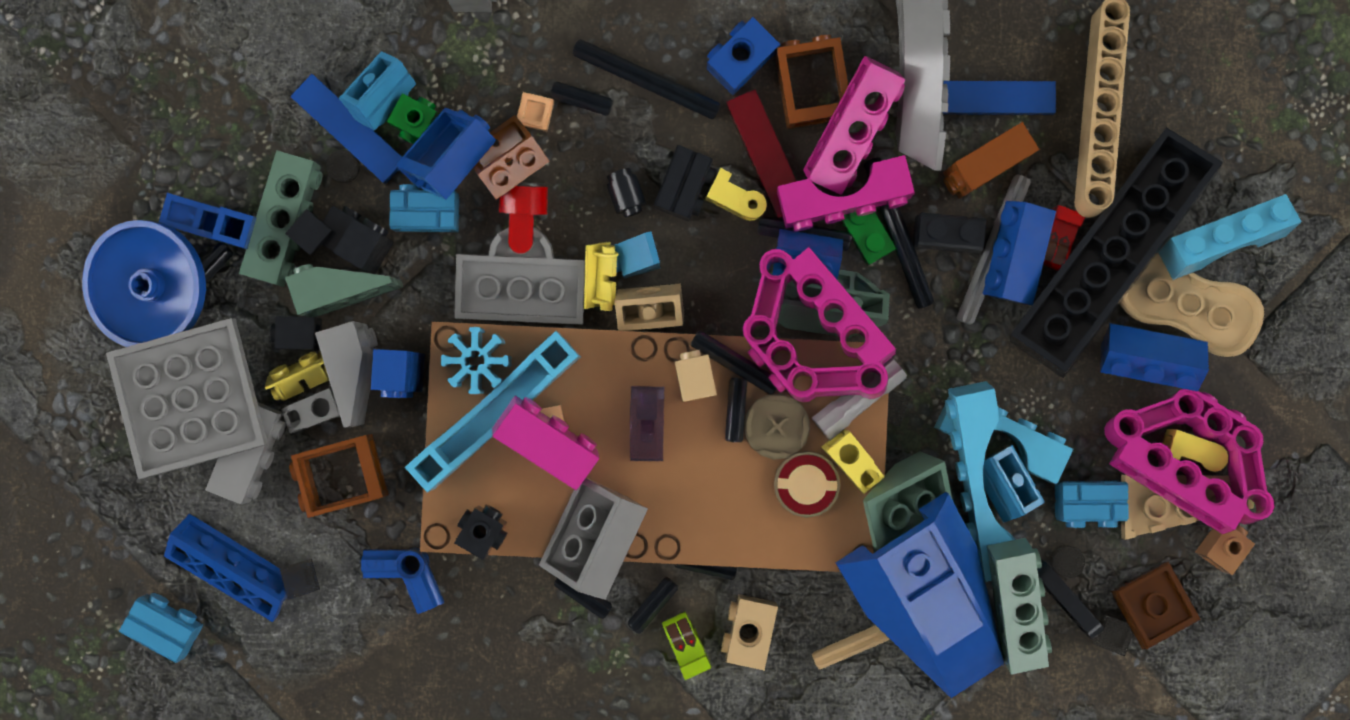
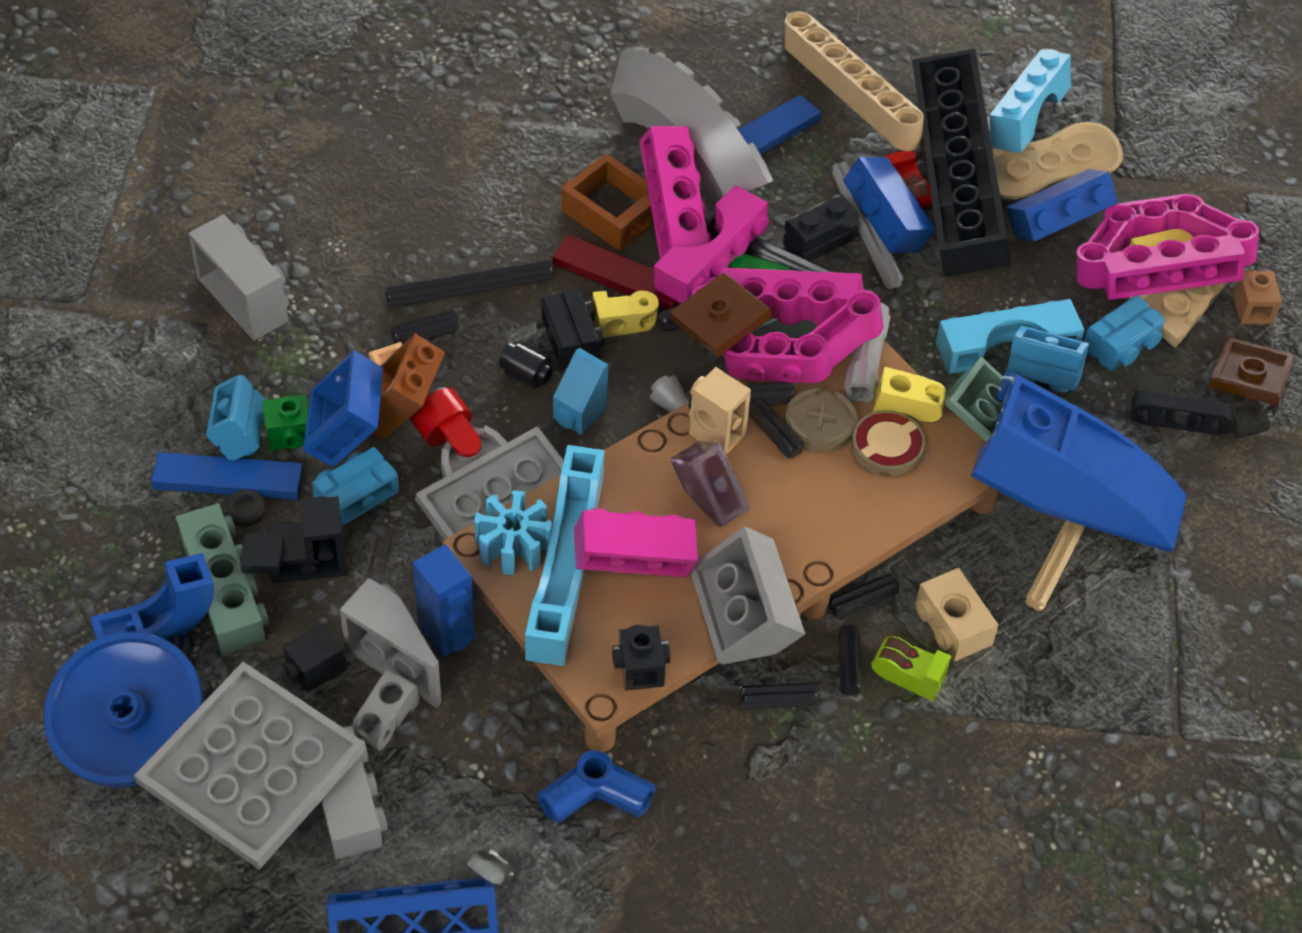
camera: 40 degrees left, 35 degrees down
(287, 379) = (352, 681): light yellow hinge -> none
(325, 290) = (325, 579): sand green slope -> none
(371, 468) = (475, 716): dark orange window -> none
(599, 267) = (553, 419): light yellow hinge -> none
(649, 307) = (627, 418): tan brick -> none
(708, 301) = (668, 393): none -> light grey cone
(735, 73) = (536, 218): blue brick -> none
(765, 295) = (720, 314): none -> reddish brown plate
(974, 420) = (974, 318): medium azure arch -> none
(989, 161) = (804, 159): dark orange window -> none
(1005, 563) = (1144, 419): sand green brick -> none

